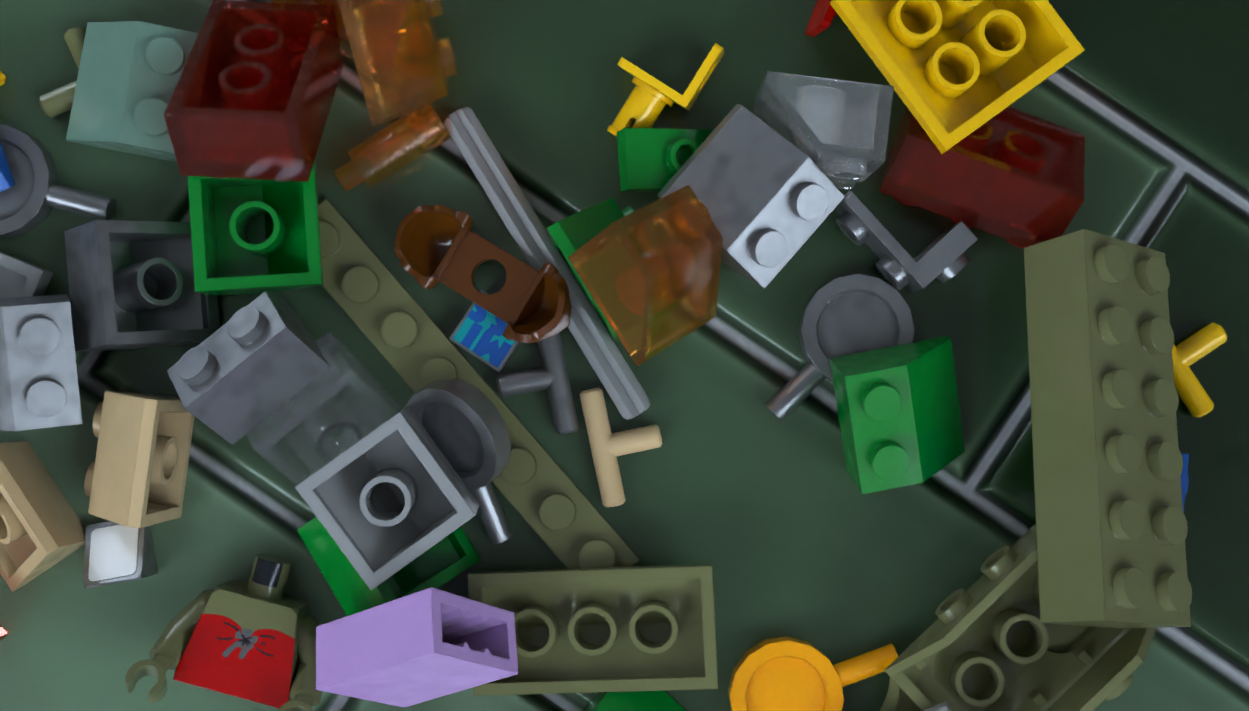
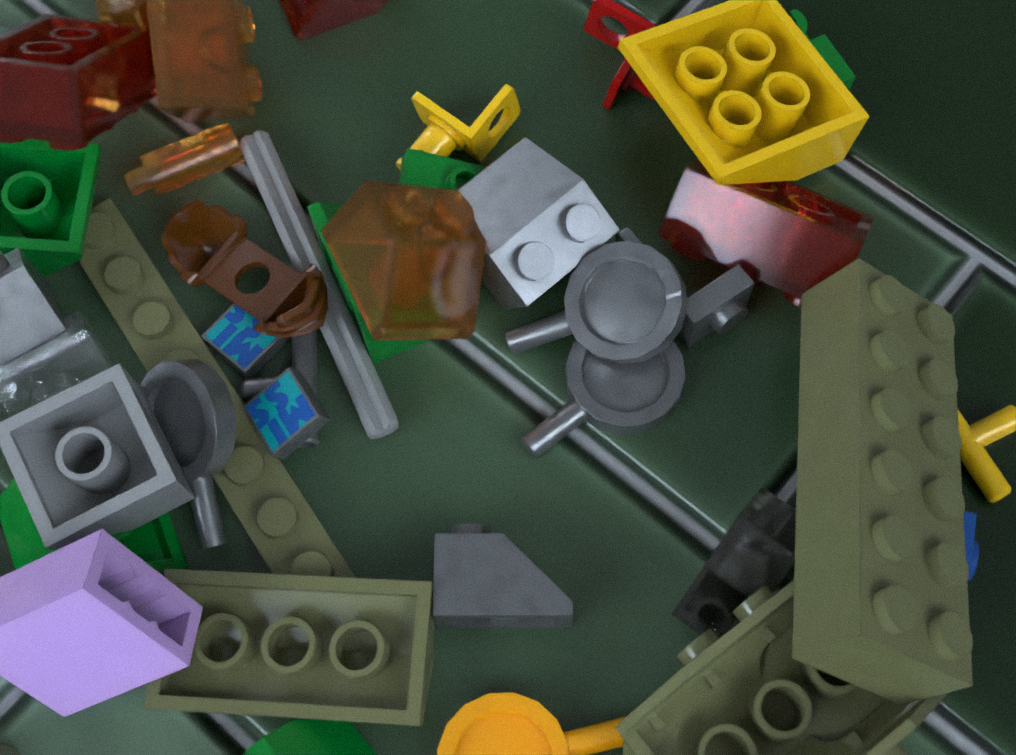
camera: 15 degrees right, 20 degrees down
(547, 412) = (286, 413): none -> tile
(607, 445) = (346, 462): tan piece -> none
(758, 551) = (492, 584): none -> flat silver slope
(830, 120) = (613, 150): clear slope -> none
(849, 275) = (618, 304): none -> flat silver piece
(898, 413) = (661, 448): green slope -> none
(982, 511) = (750, 555): none -> clear smoke slope

